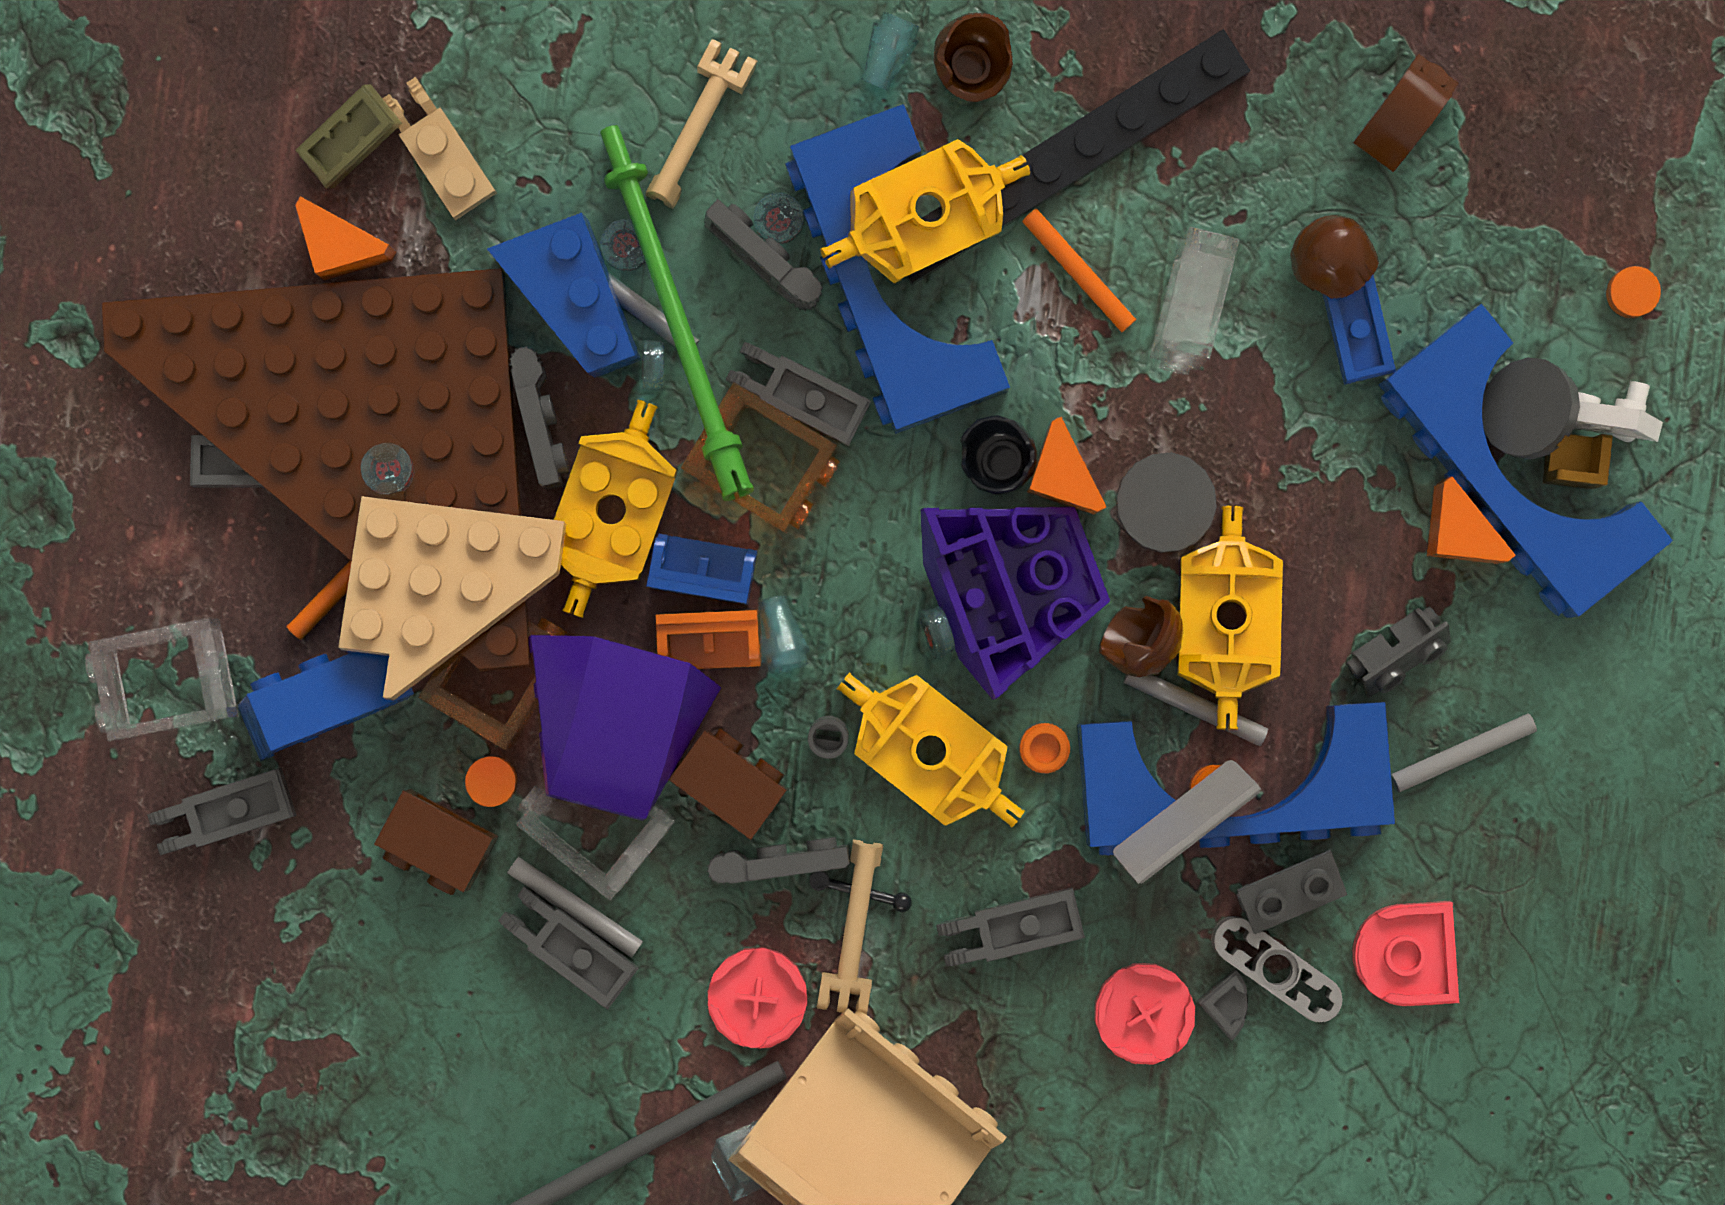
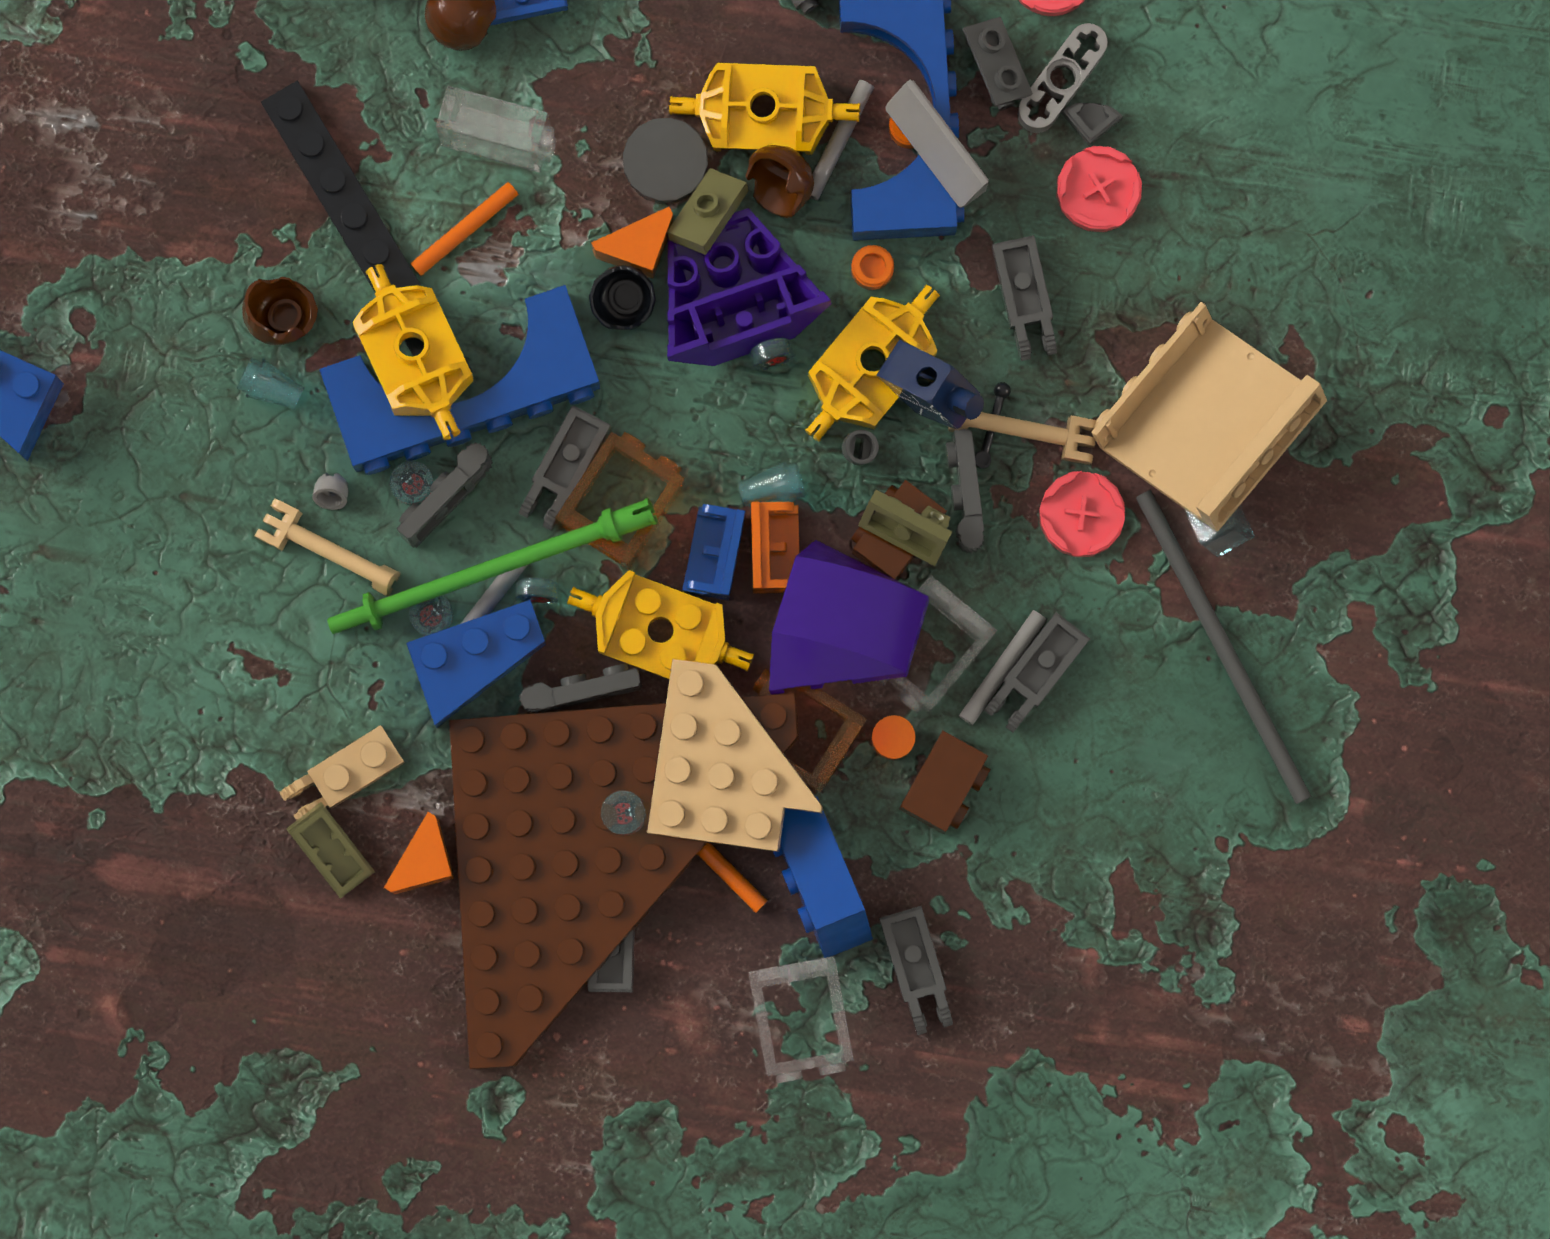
camera: 90 degrees left, 5 degrees down
(716, 808) = (916, 533): none -> olive hinge
(765, 125) = (331, 491): none -> light grey hinge
(888, 833) = (947, 398): none -> dark blue torso
(1104, 553) = (707, 211): none -> olive plate

